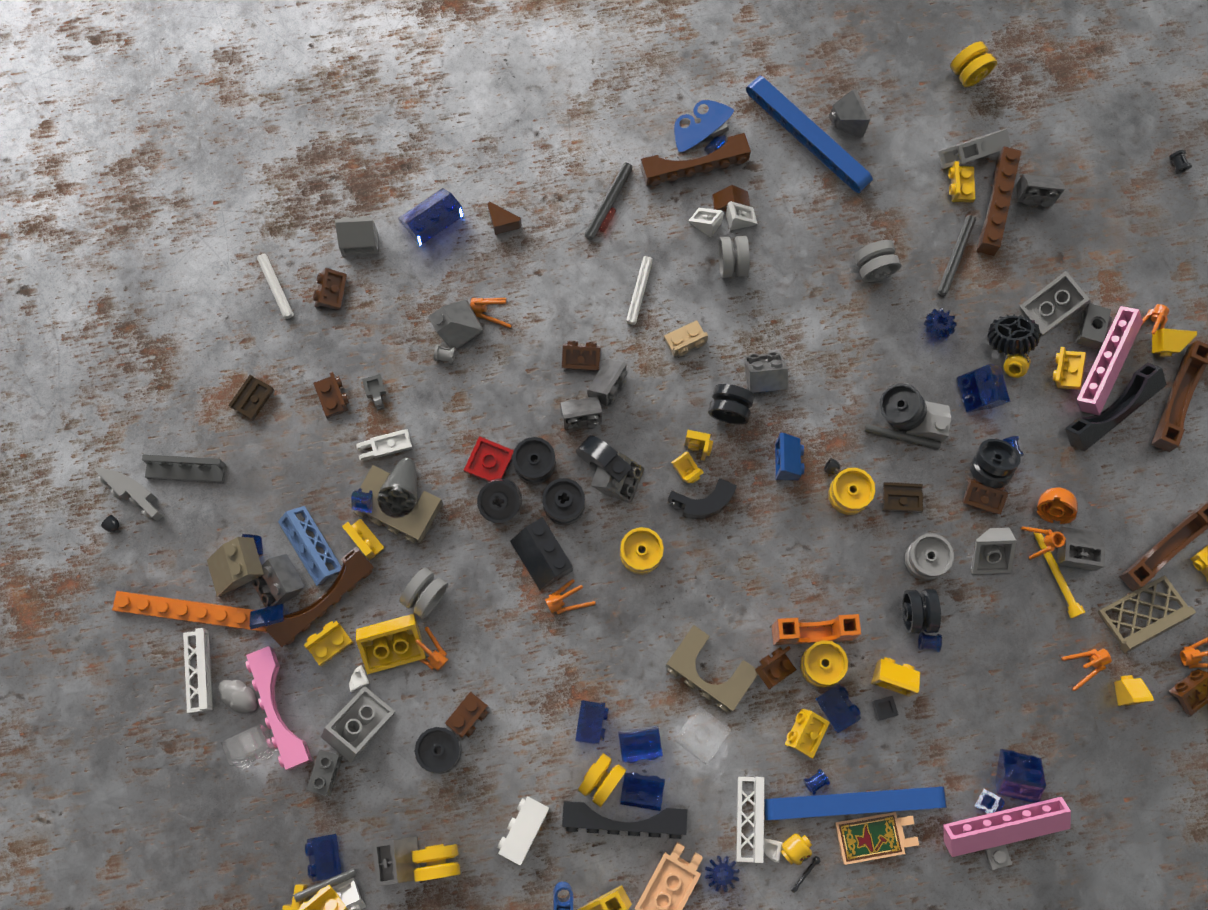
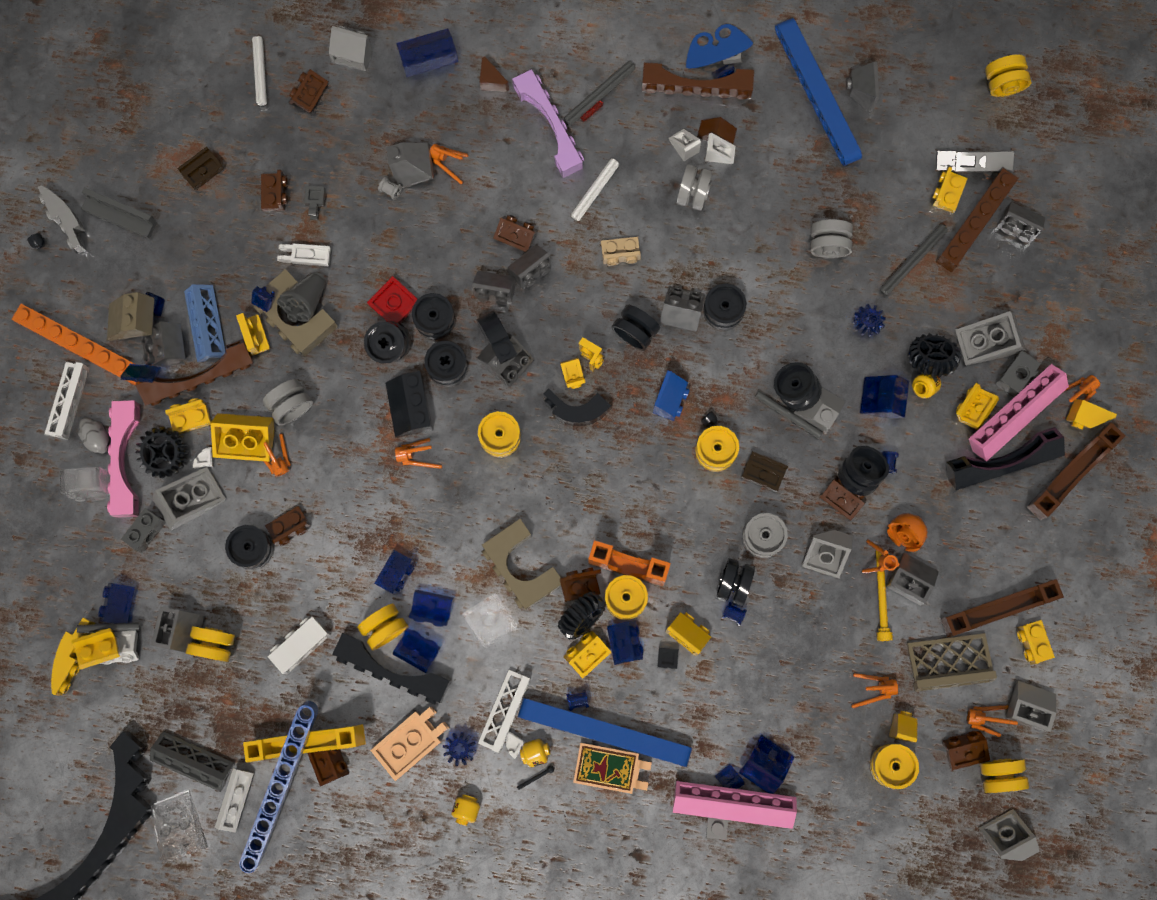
camera: 25 degrees right, 5 degrees up
(318, 678) = (152, 462): none -> black gear
(542, 218) = (529, 89): none -> lavender arch
(790, 696) = (581, 615): none -> black gear
(805, 356) = (728, 296): none -> black wheel
(1138, 731) = (906, 768): none -> yellow wheel

